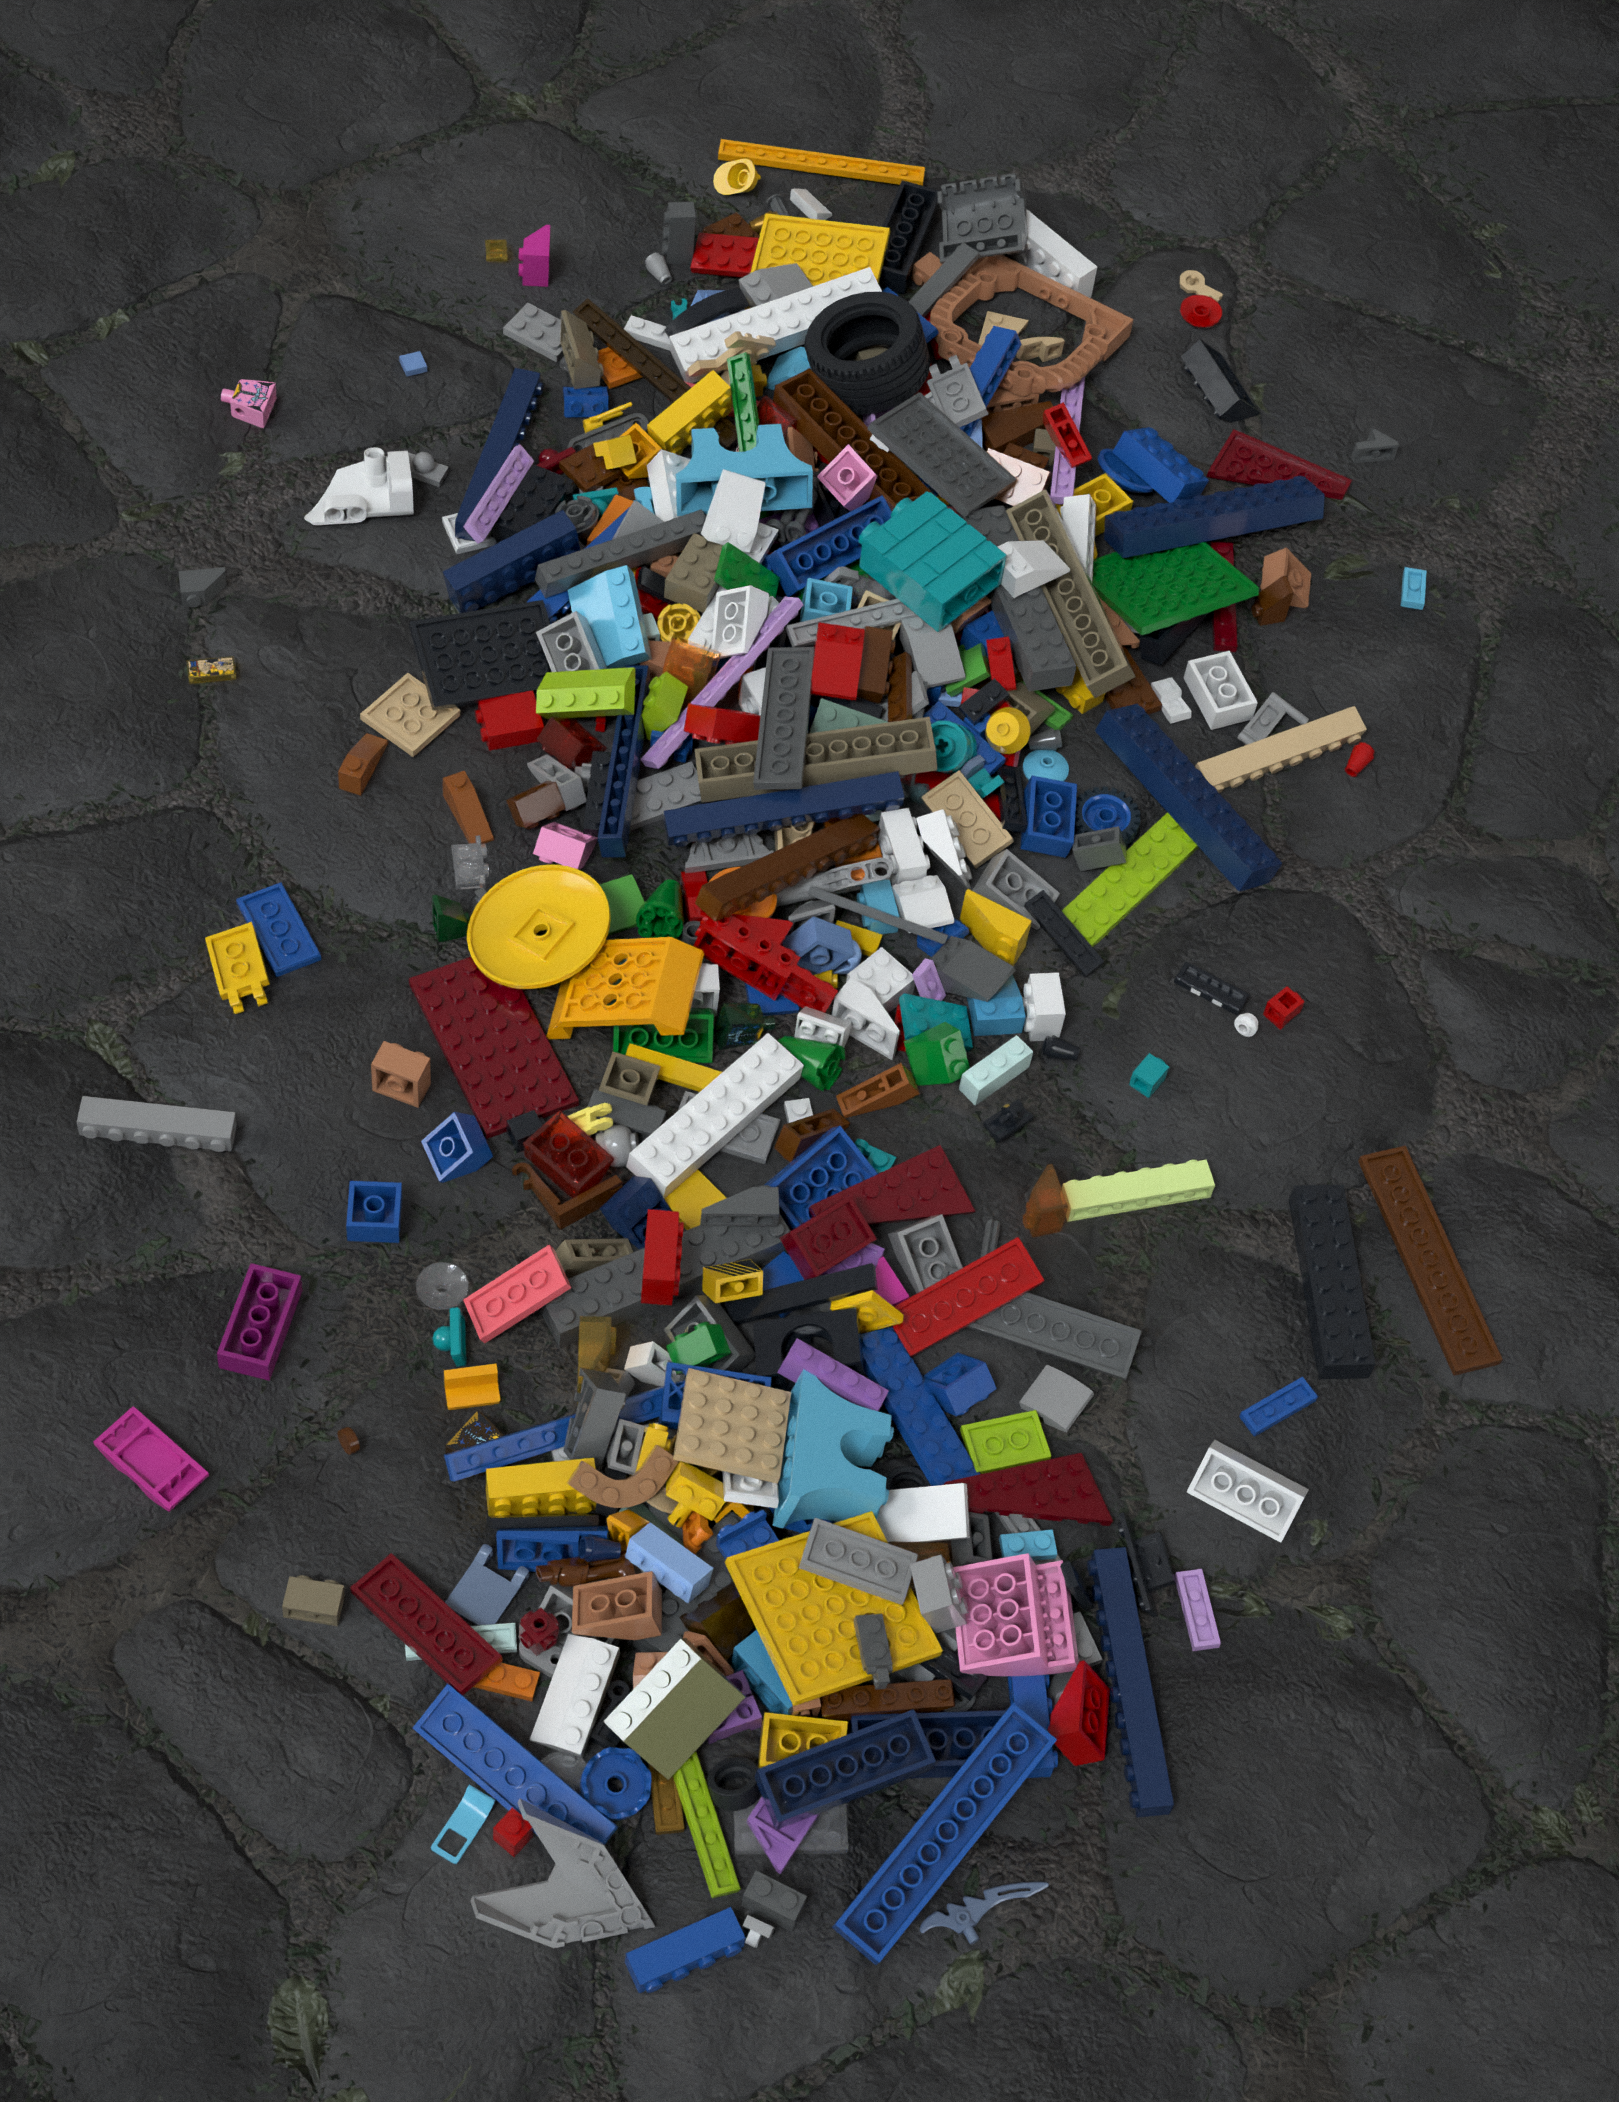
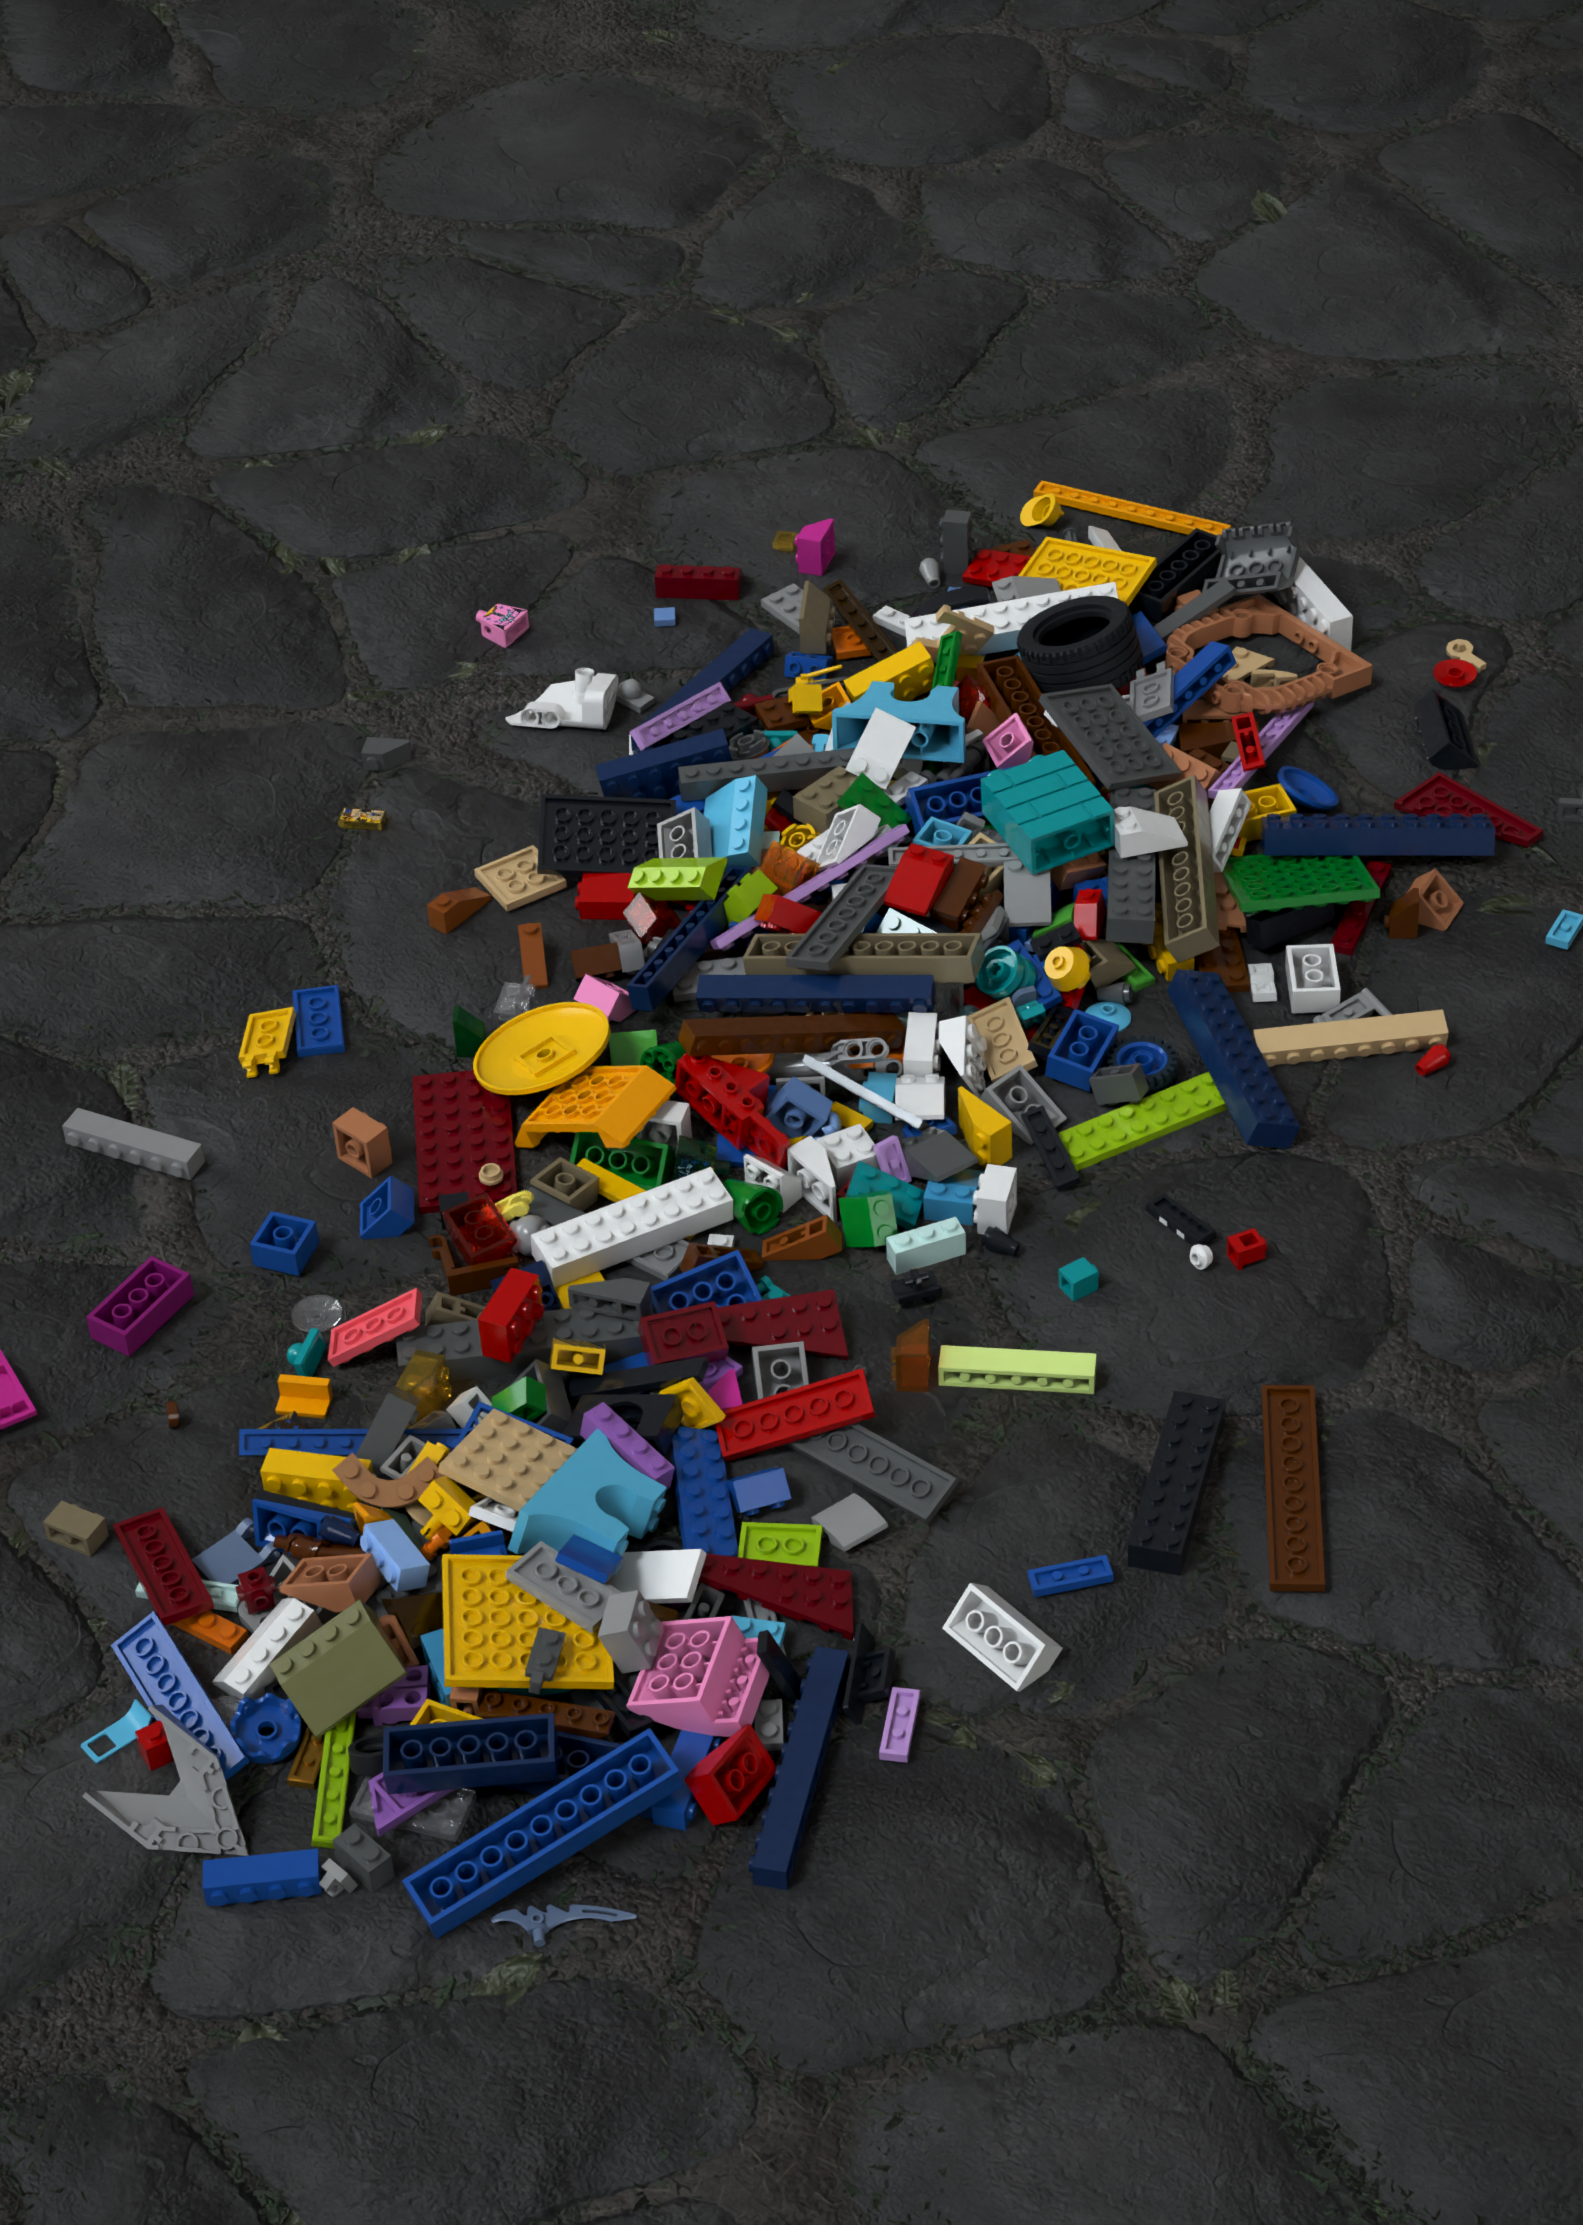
camera: 30 degrees right, 15 degrees down
(431, 317) = (698, 582): none -> dark red slope
(547, 1084) = (491, 1174): none -> tan plate
(867, 1524) = (588, 1559): none -> blue tile
(1160, 464) = (1341, 784): blue brick -> none

